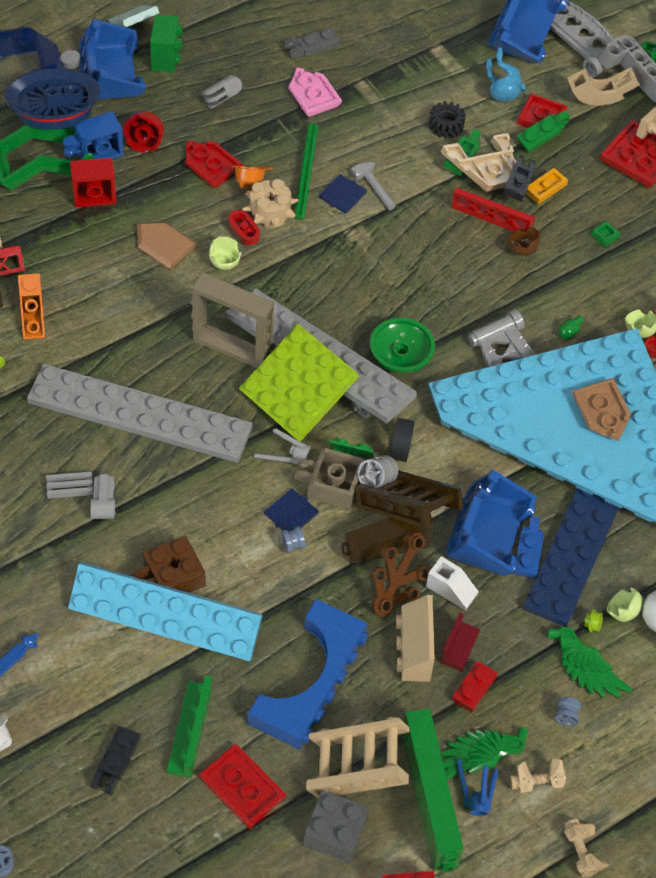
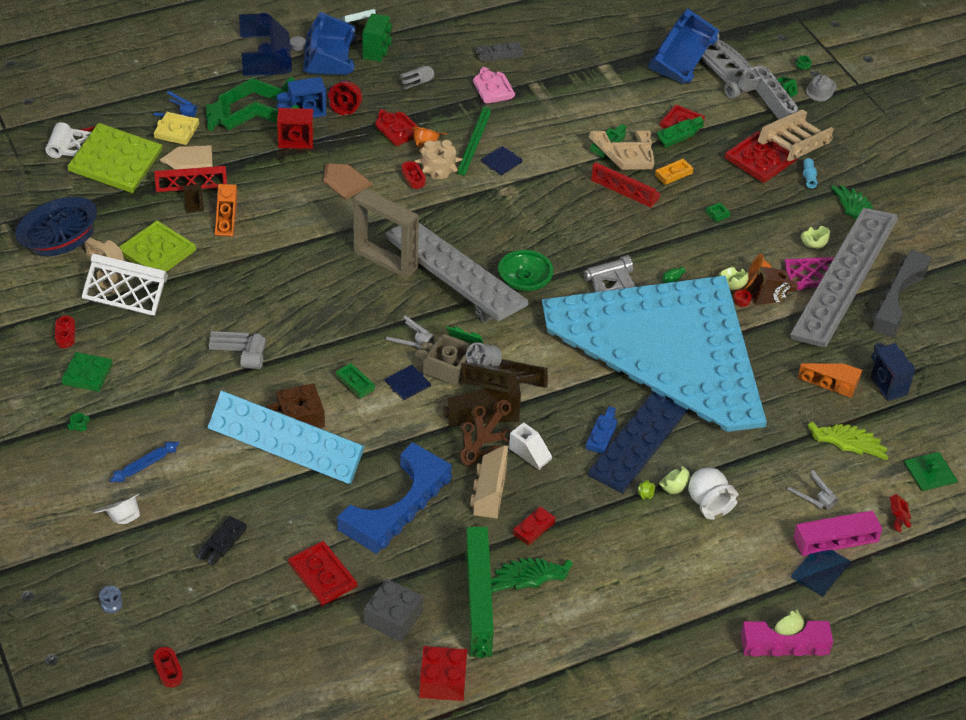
camera: 10 degrees right, 10 degrees down
(54, 92) = (274, 62): dark blue piece -> none
(140, 413) = (299, 297): light grey plate -> none
(190, 728) = (289, 525): green fence -> none
(224, 253) = (393, 189): yellowish green hair -> none
(230, 520) = (355, 380): none -> green plate
(293, 539) = (403, 400): sand blue wheel -> none
(299, 382) = (432, 285): lime plate -> none
(364, 170) = (524, 145): light grey piece -> none
(368, 777) = (429, 571): tan fence -> none
(402, 439) = (510, 337): black tyre -> none
(447, 111) = (600, 116): black tyre -> none
(459, 644) = (527, 492): dark red panel -> none
(480, 801) = (518, 609): blue plant -> none
(490, 523) = (574, 407): blue windscreen -> none
(505, 88) = (655, 96): dark azure hair -> none
(519, 179) = (650, 162): black hinge -> none
(524, 242) = (646, 210): reddish brown hair -> none
(524, 781) = (560, 598): tan piece -> none
(568, 711) = (609, 553): sand blue wheel -> none
(577, 832) = (602, 666): tan piece -> none
(587, 664) = (634, 522): green animal -> none
(603, 91) = (736, 108): tan arch -> none
(603, 408) = (684, 330): medium nougat tile -> none

